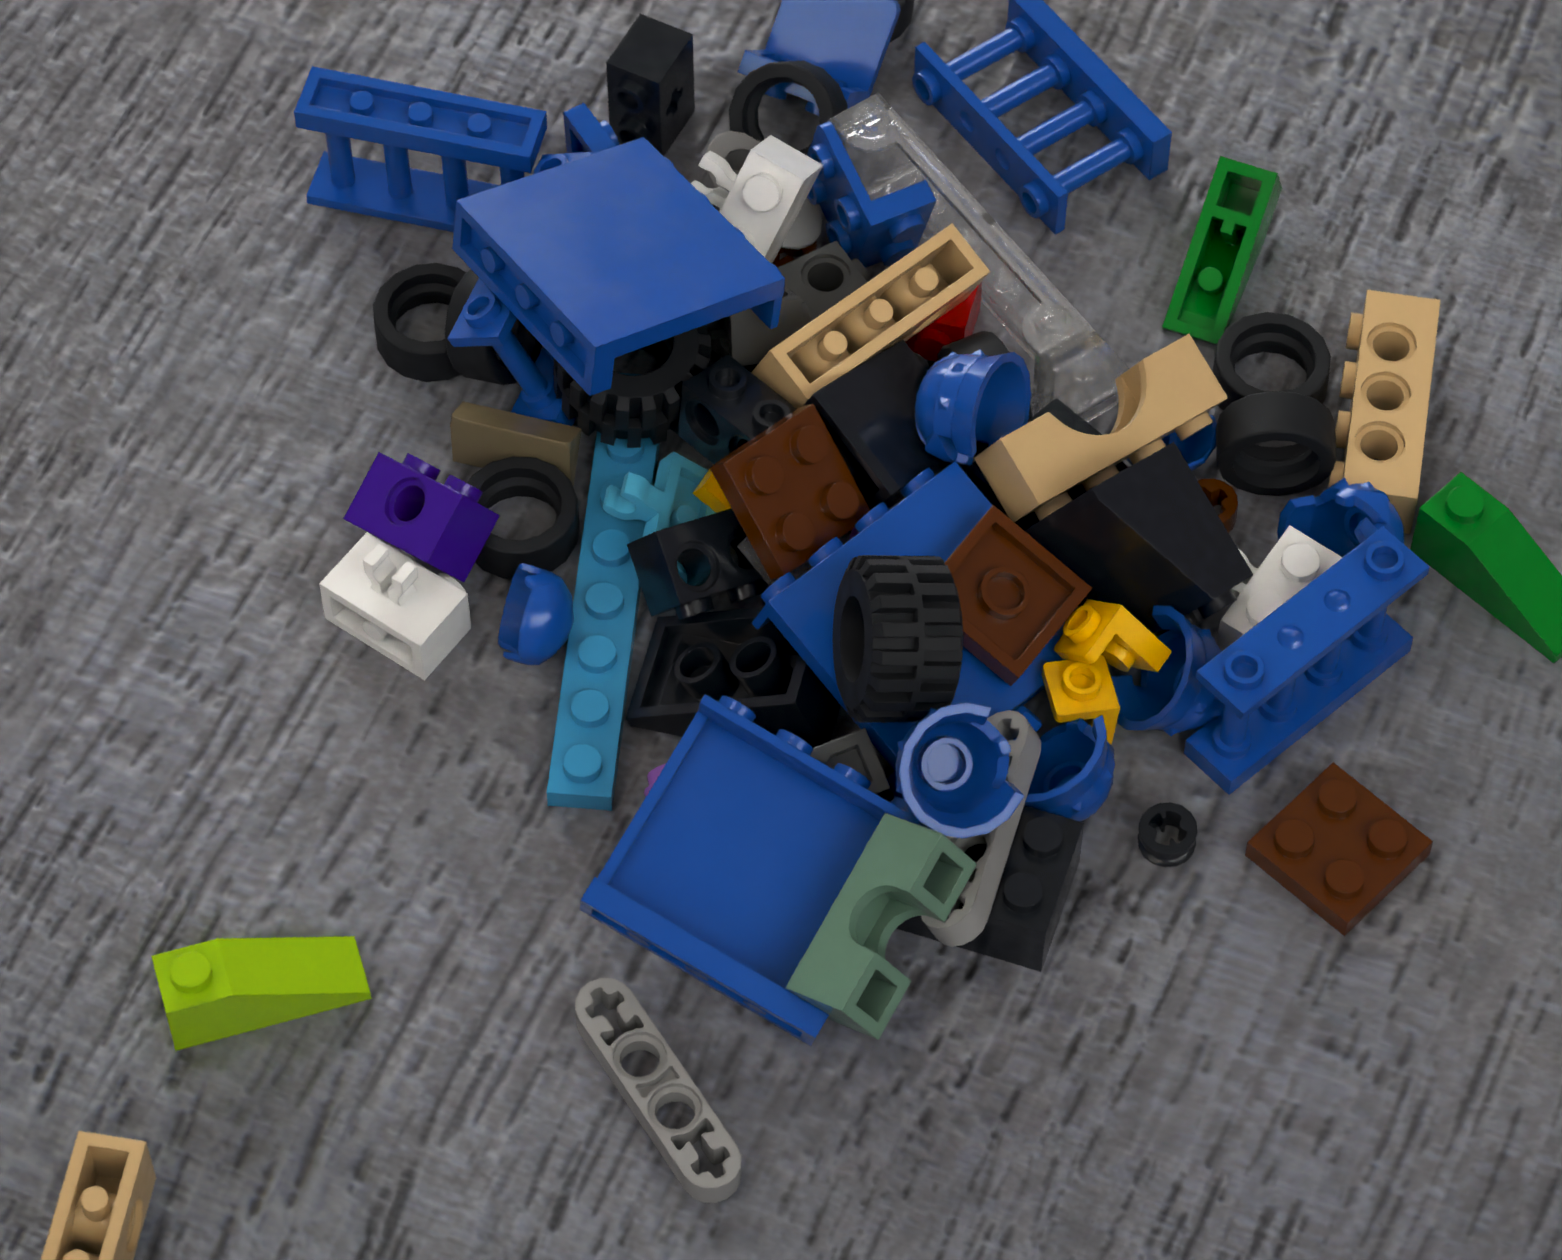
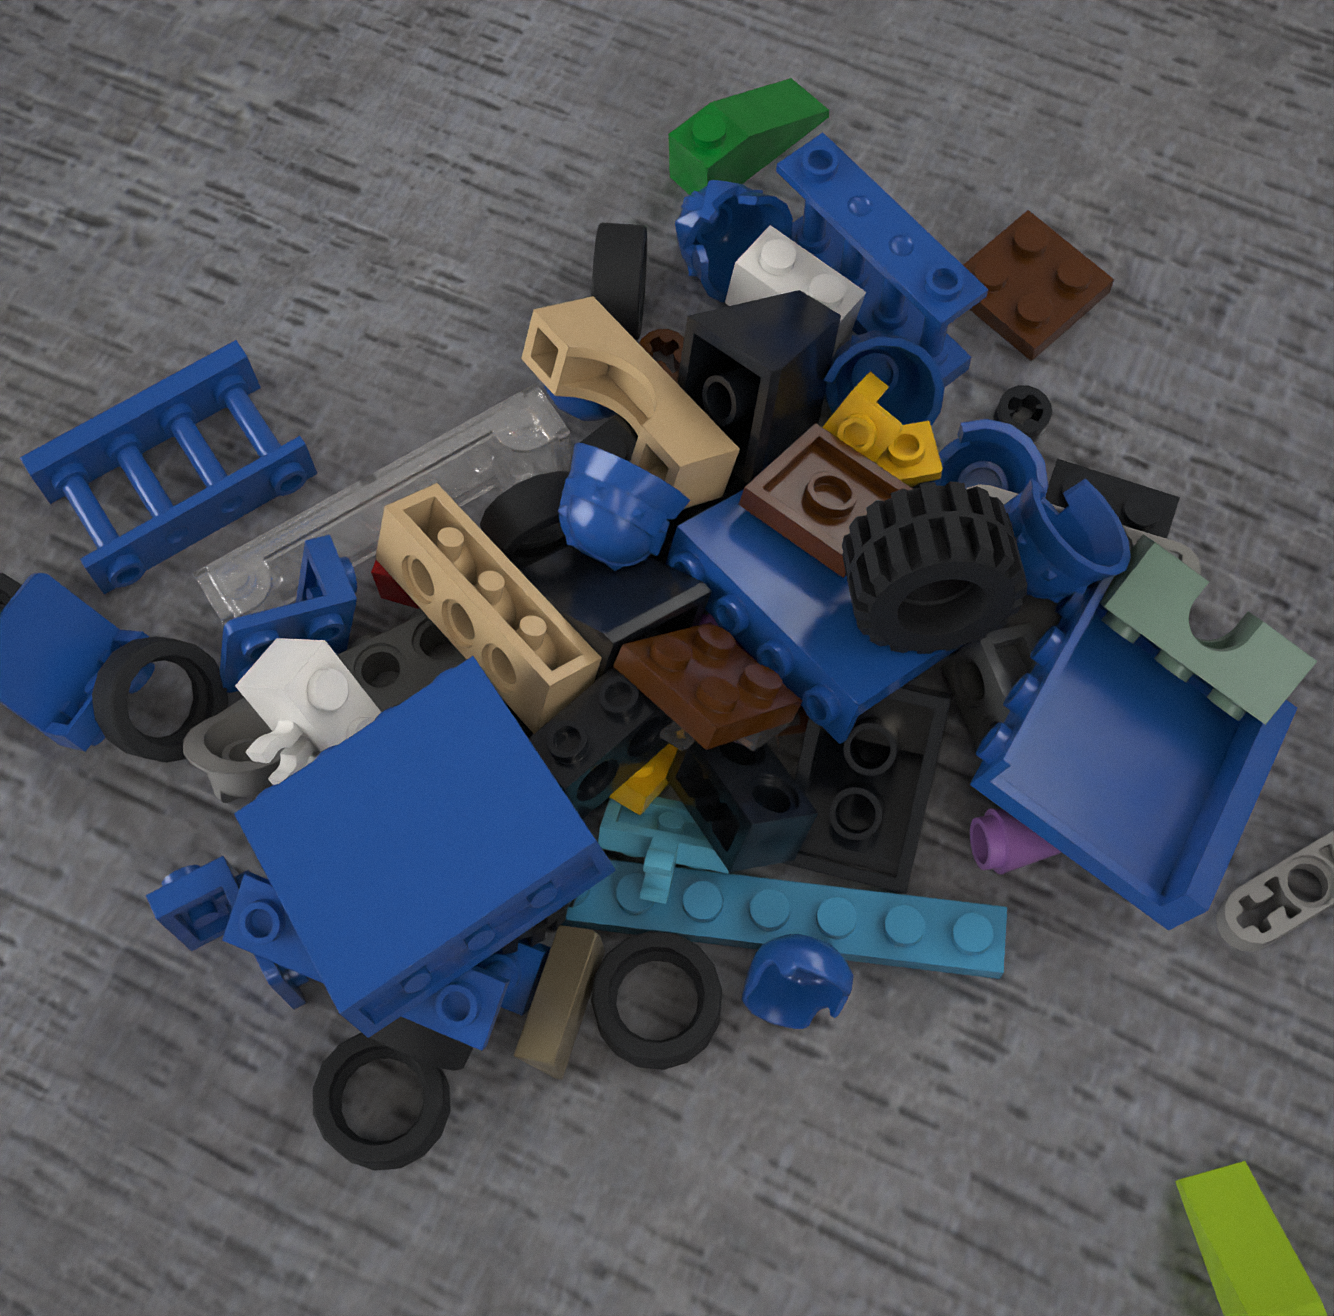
camera: 85 degrees left, 10 degrees up
(396, 605) = (769, 1133): white brick -> none
(417, 120) = (174, 1095): blue fence -> none
(421, 515) = (671, 1137): dark purple brick -> none
(651, 83) = (96, 840): black brick -> none
(1223, 250) = (372, 317): green slope -> none
(1272, 334) = (503, 257): black tyre -> none
(1391, 374) = (563, 197): tan brick -> none

